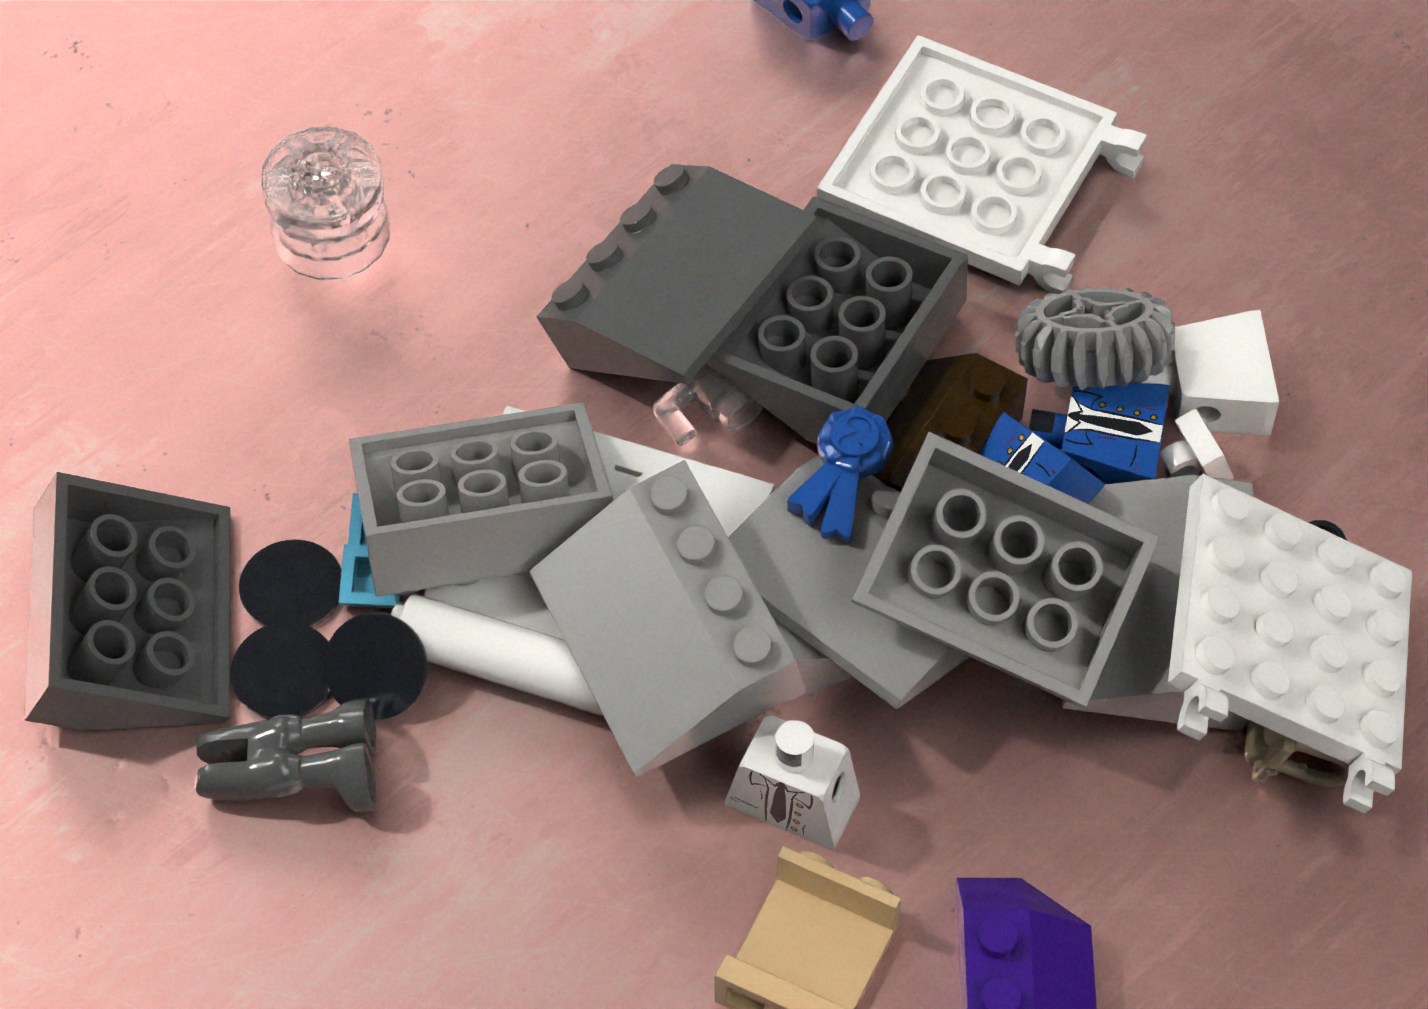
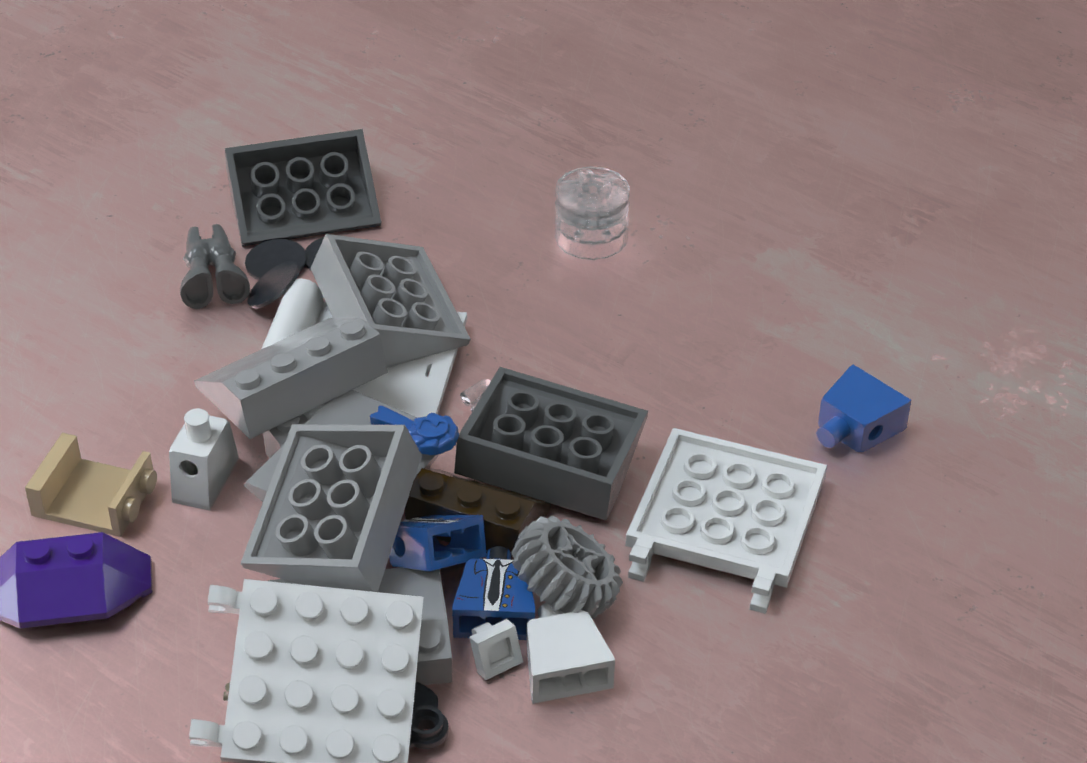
camera: 80 degrees right, 15 degrees down
(675, 276) = (569, 353): dark grey slope -> none

